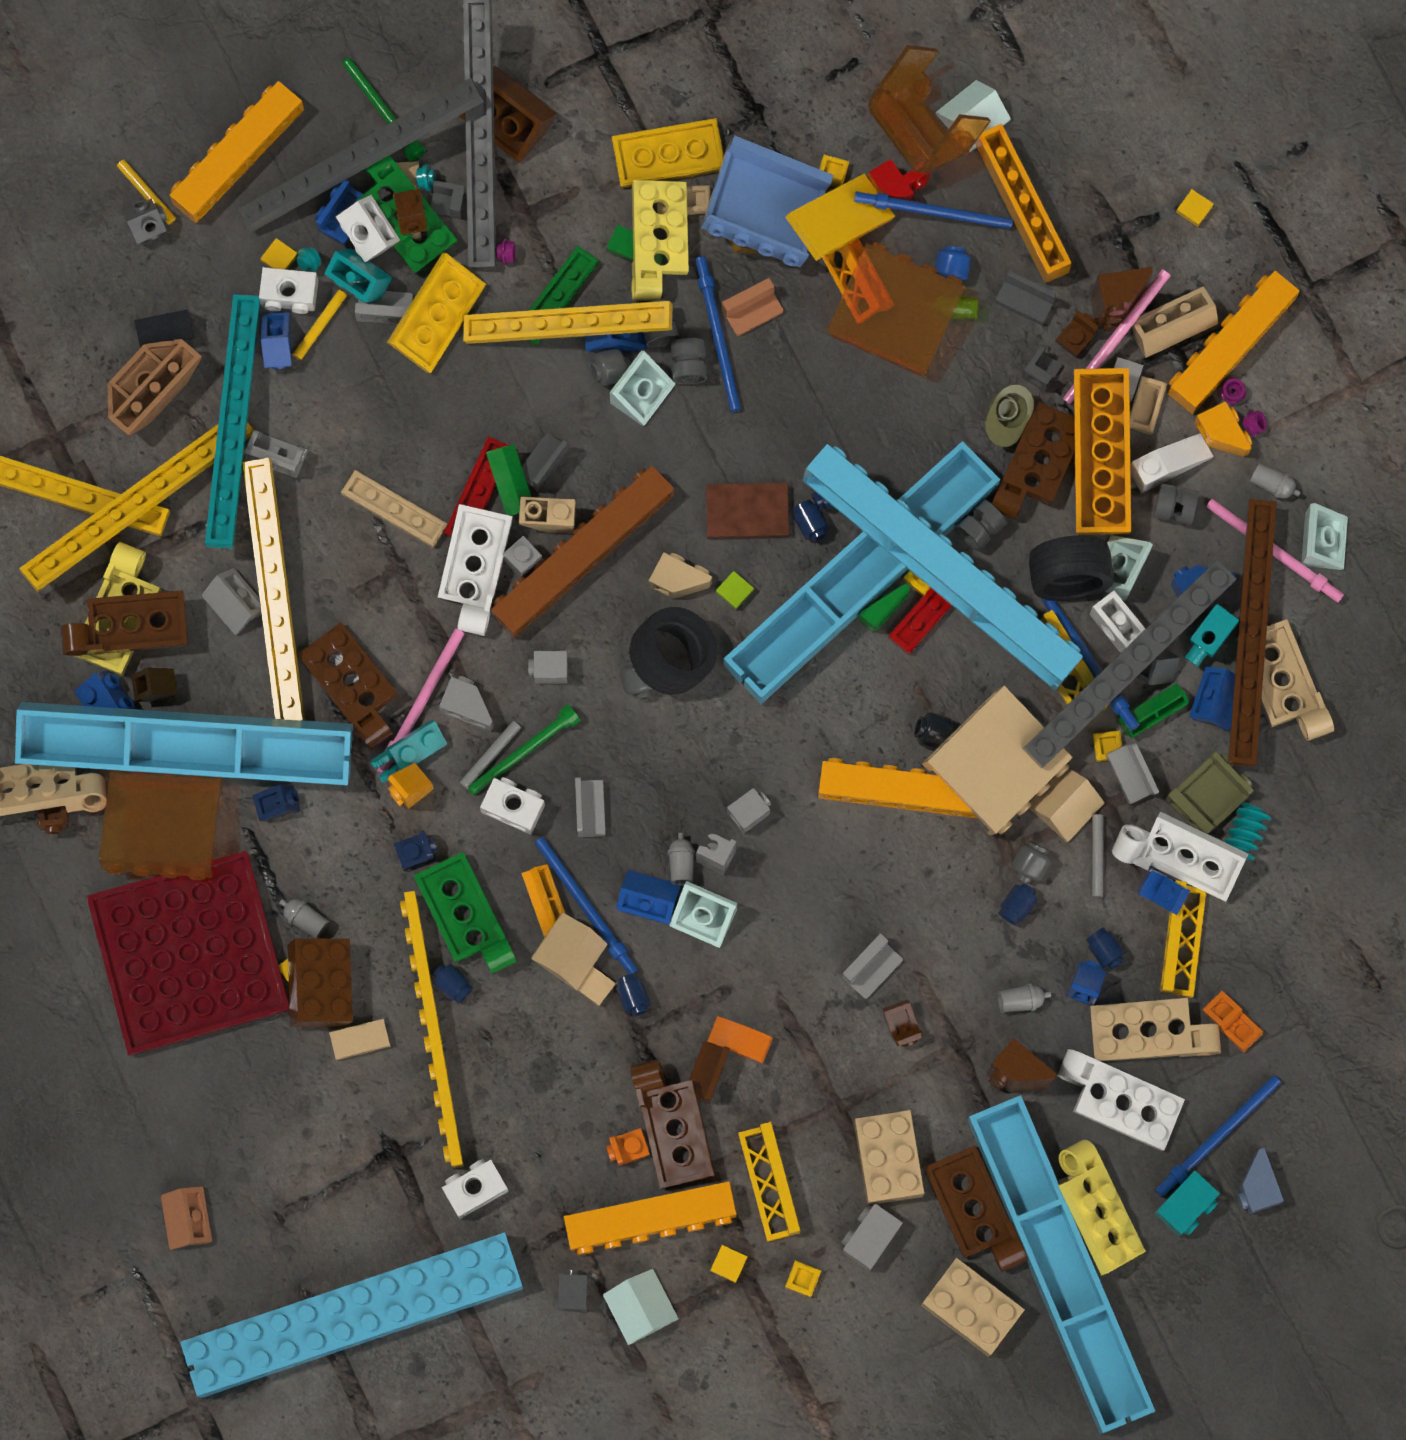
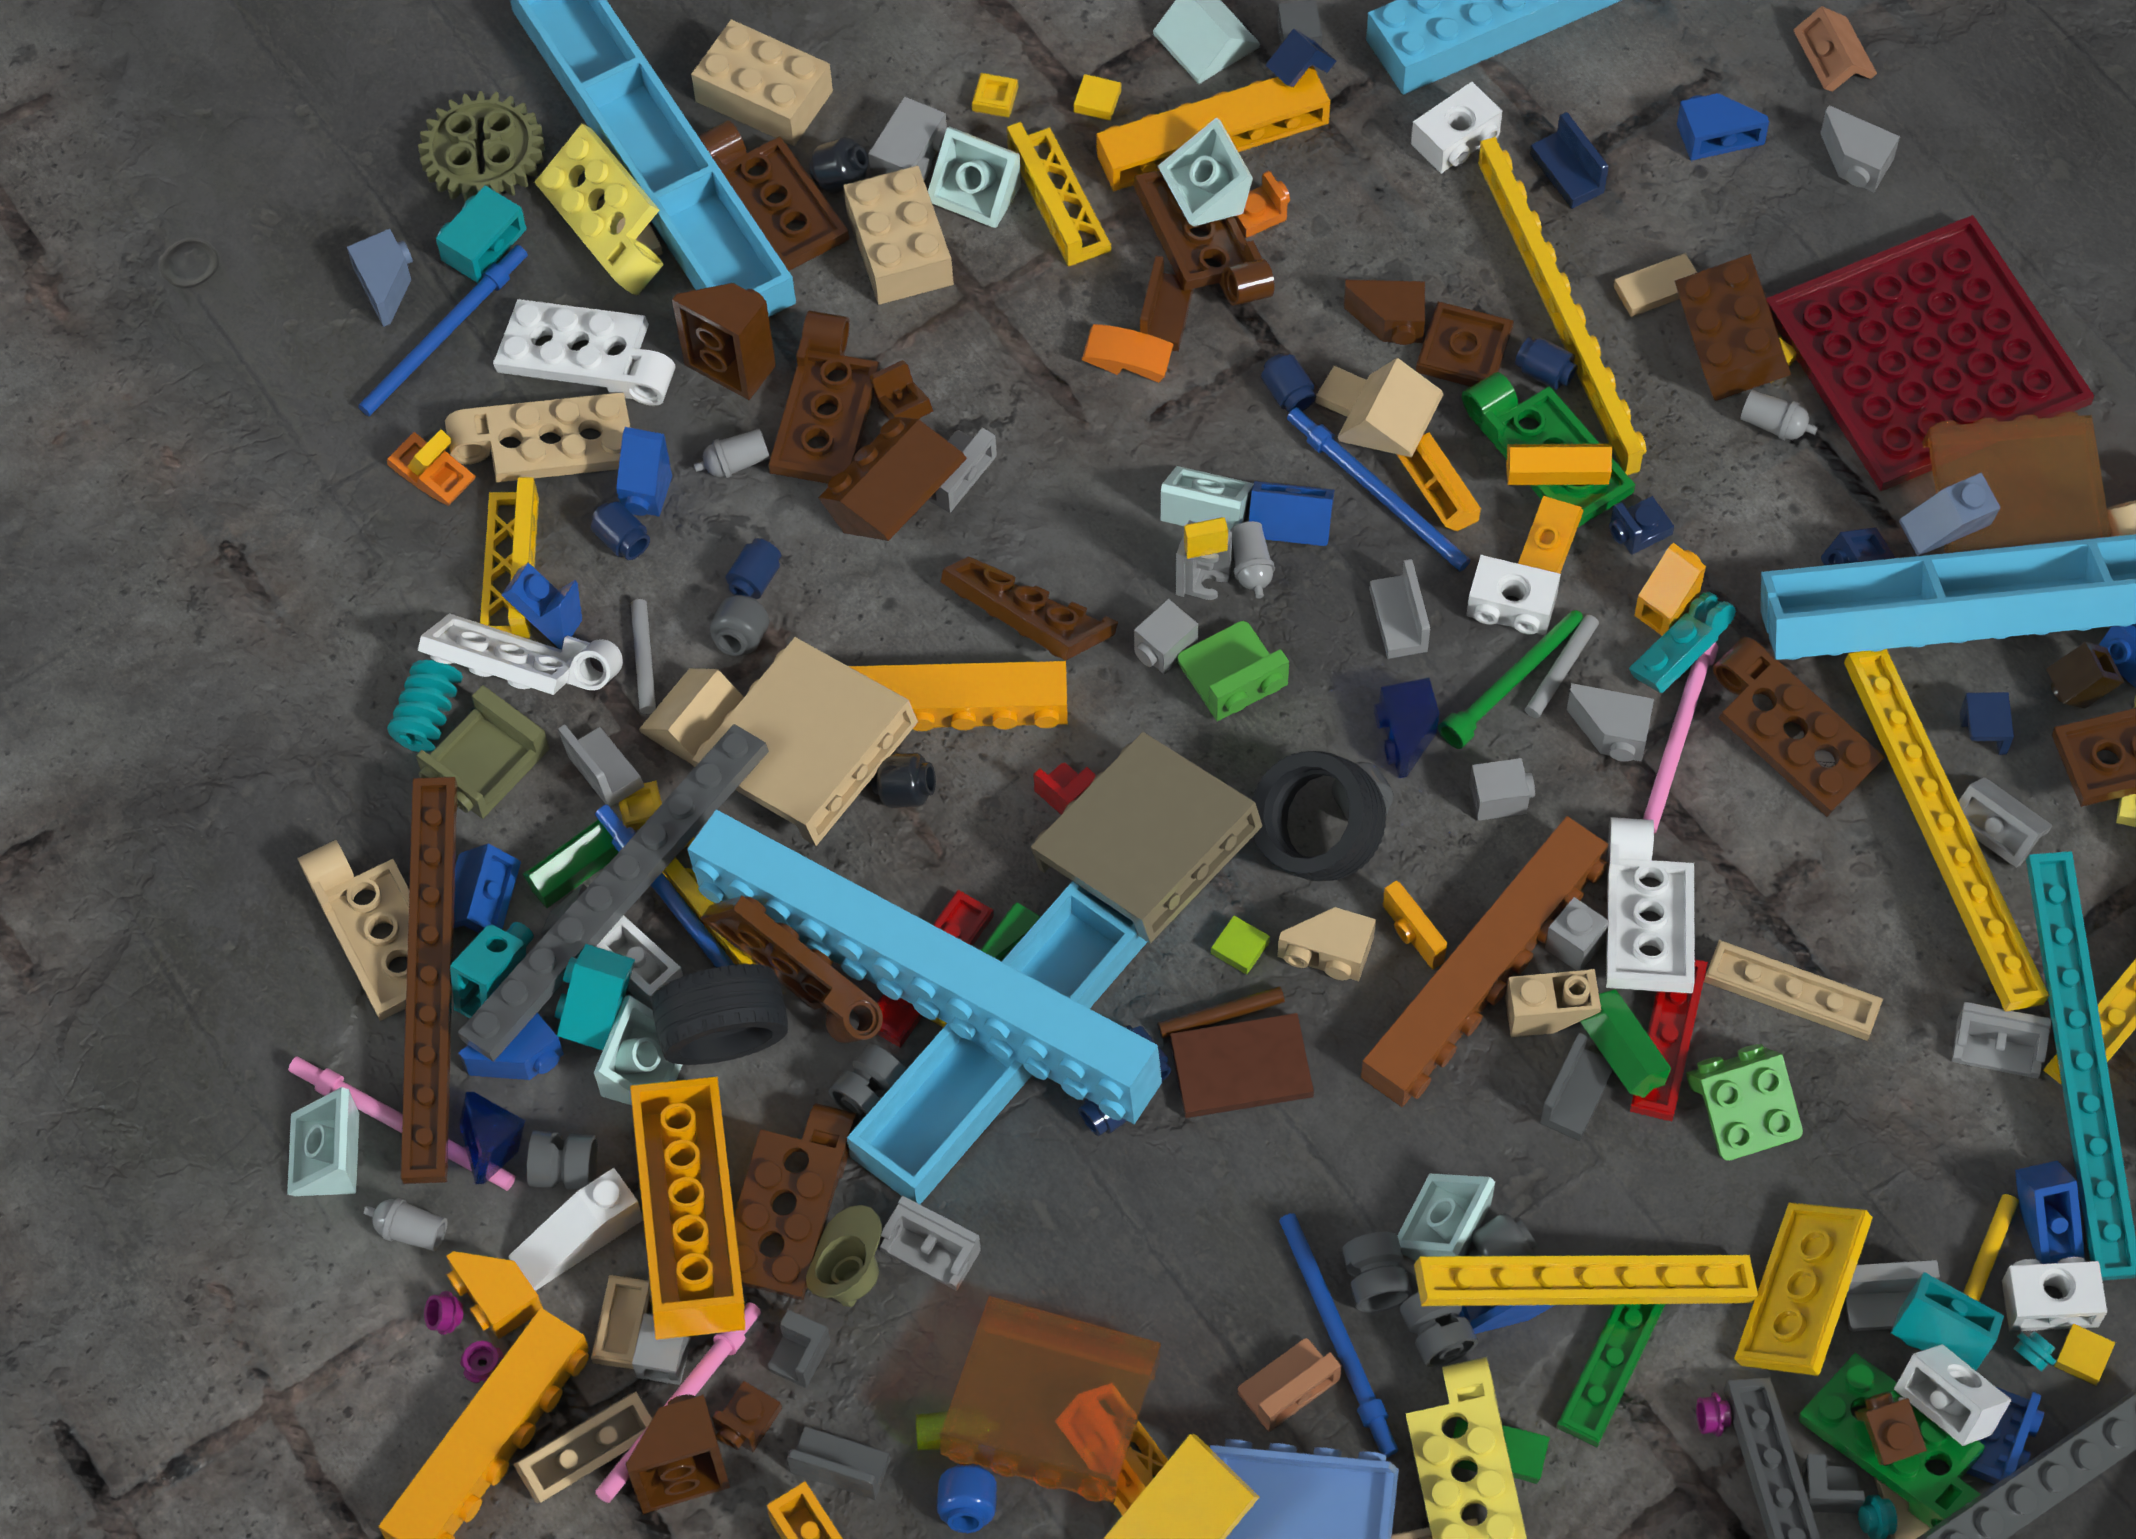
camera: 175 degrees right, 15 degrees down
(193, 1123) = (1858, 148): none -> light grey slope
(214, 797) = (1951, 514): none -> sand blue slope
(225, 665) = (1988, 718): none -> dark blue panel
(289, 1161) = (1719, 126): none -> blue slope
(401, 1147) = (1571, 163): none -> dark blue panel
(442, 440) = (1747, 1101): none -> bright green bracket
(463, 887) = (1559, 464): none -> light orange piece
(480, 842) = (1551, 535): none -> light orange plate
(504, 1011) = (1463, 344): none -> reddish brown tile
(551, 1042) = (1388, 308): none -> reddish brown slope
(579, 1250) = (1296, 56): none -> dark blue panel
(598, 723) = (1410, 721): none -> clear blue slope
(624, 582) = (1414, 925): none -> light orange plate
(665, 1158) = (1208, 176): none -> light aqua slope
(707, 779) = (1233, 669): none -> bright green bracket
(716, 840) = (1205, 537): none -> yellow tile
(756, 547) = (1221, 1012): none -> reddish brown bar
(787, 651) = (1148, 834): none -> dark tan panel
(829, 713) = (1062, 785): none -> red panel
(829, 1197) = (975, 177): none -> light aqua slope
(830, 837) = (1027, 608): none -> reddish brown wing
(916, 948) = (890, 479): none -> reddish brown slope
(924, 1223) = (838, 164): none -> black head
(954, 422) = (930, 1243): none -> light grey hinge
(964, 1043) = (818, 354): none -> reddish brown hinge
(1046, 606) = (797, 967): none -> reddish brown hinge
(1148, 594) = (594, 995): none -> teal brick
(1207, 1287) = (516, 146): none -> olive gear
(1221, 525) = (489, 1135): none -> clear blue slope
(1233, 1023) = (429, 453): none -> yellow tile

